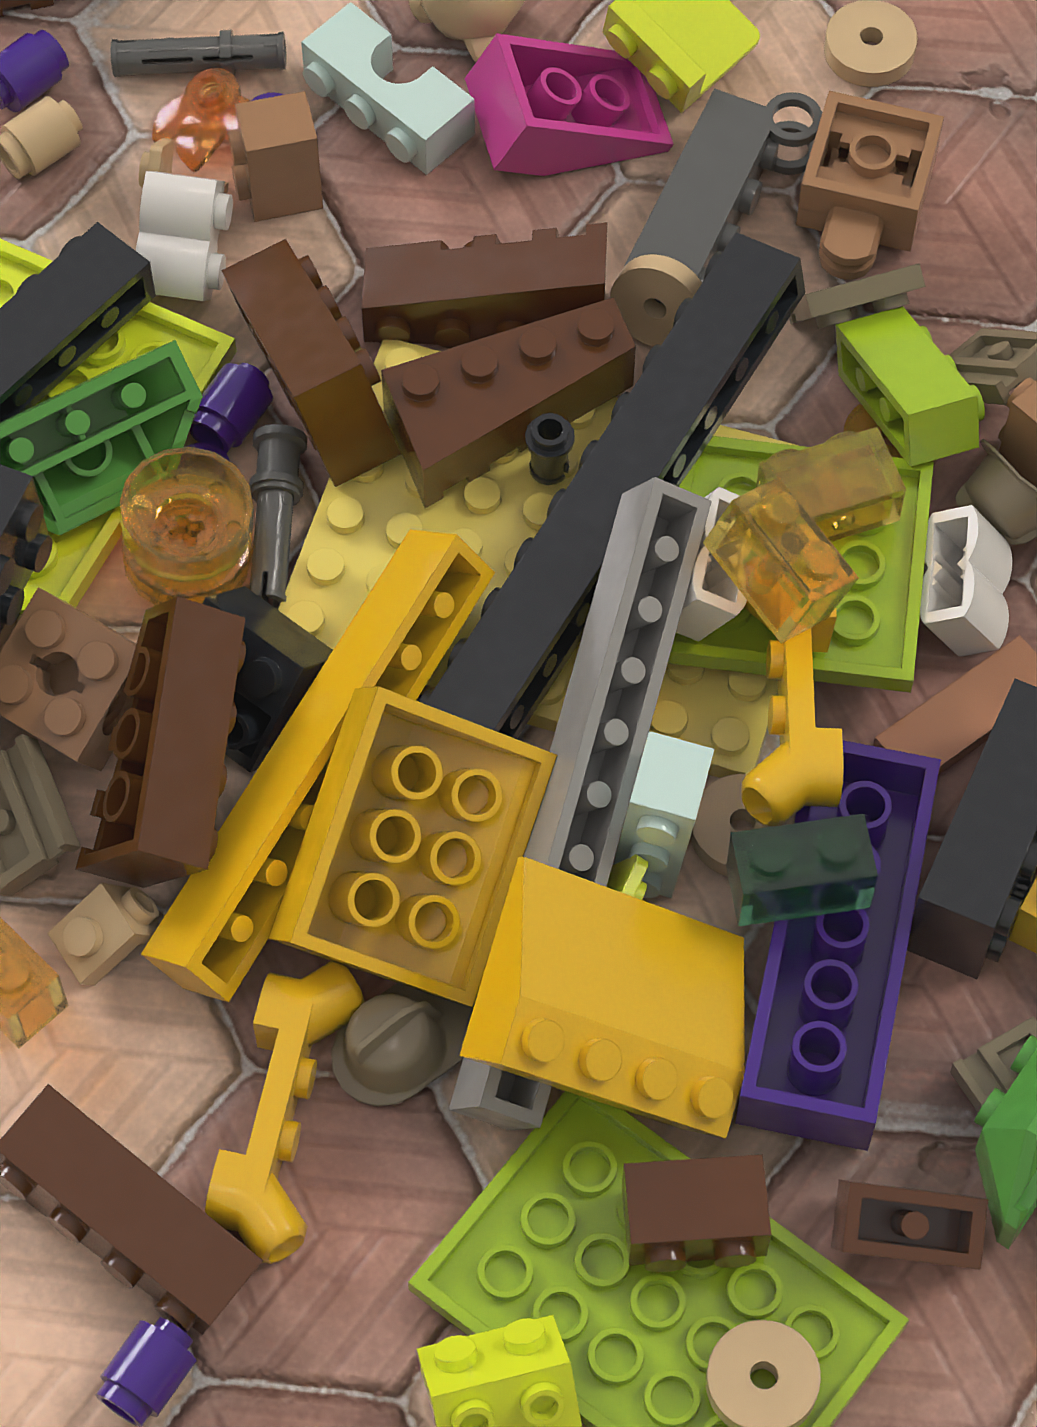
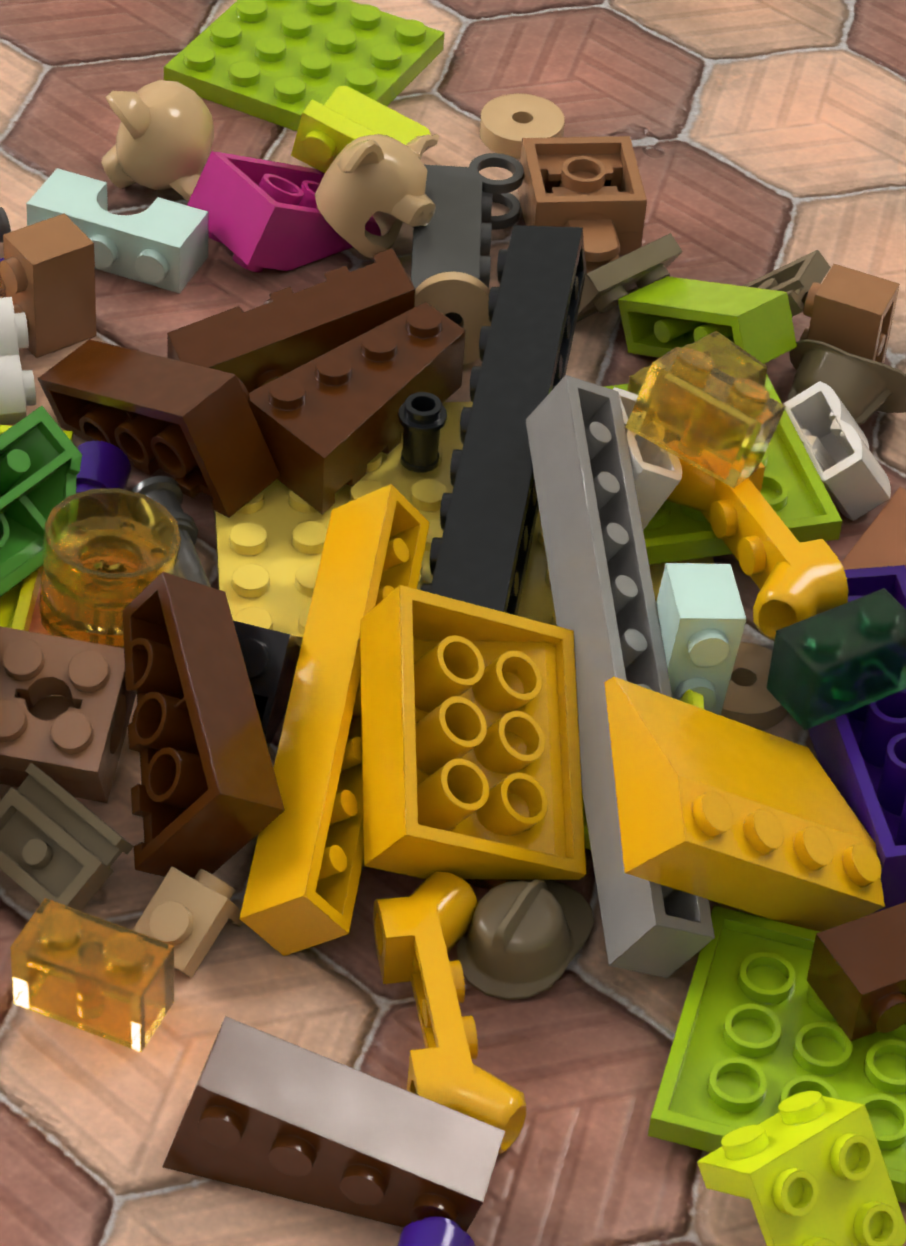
camera: 25 degrees left, 20 degrees down
(648, 115) = (377, 180): none -> tan piece

